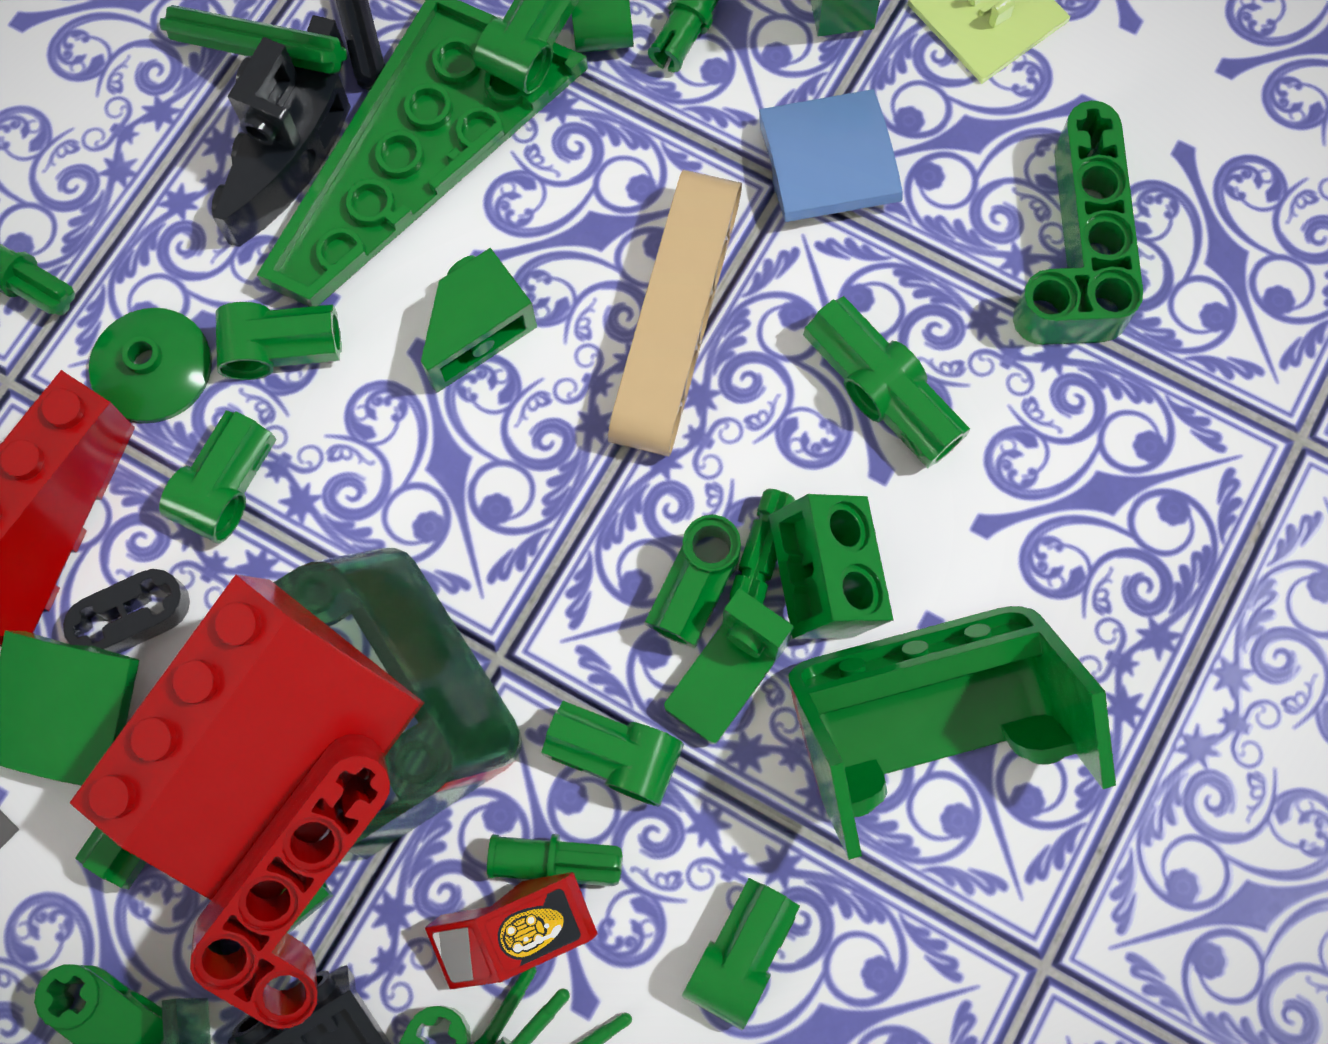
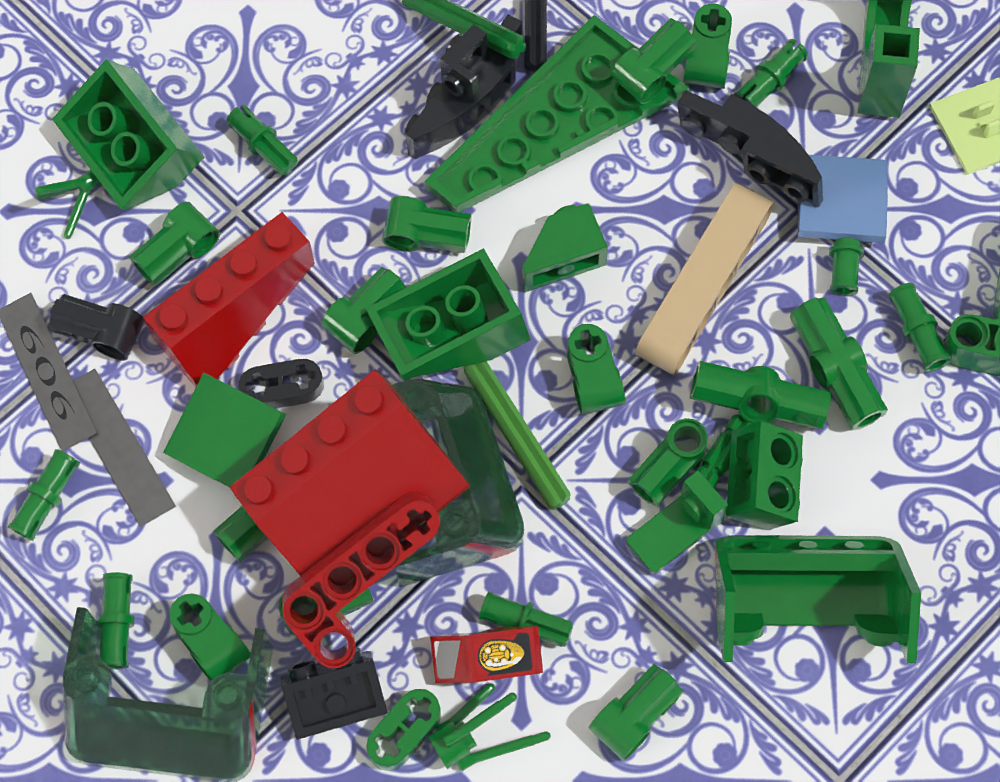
camera: 15 degrees right, 5 degrees down
(164, 383) = (340, 239): green dish -> none
(336, 463) = (450, 319): none -> green slope
(474, 594) = (518, 435): none -> bright green axle
(561, 487) = (594, 376): none -> green piece
(630, 757) = (595, 566): green piece -> none
(712, 109) = (766, 147): none -> black slope
(793, 454) = (760, 395): none -> green piece
(856, 232) = (845, 267): none -> green pin
(980, 303) = (920, 327): none -> green pin

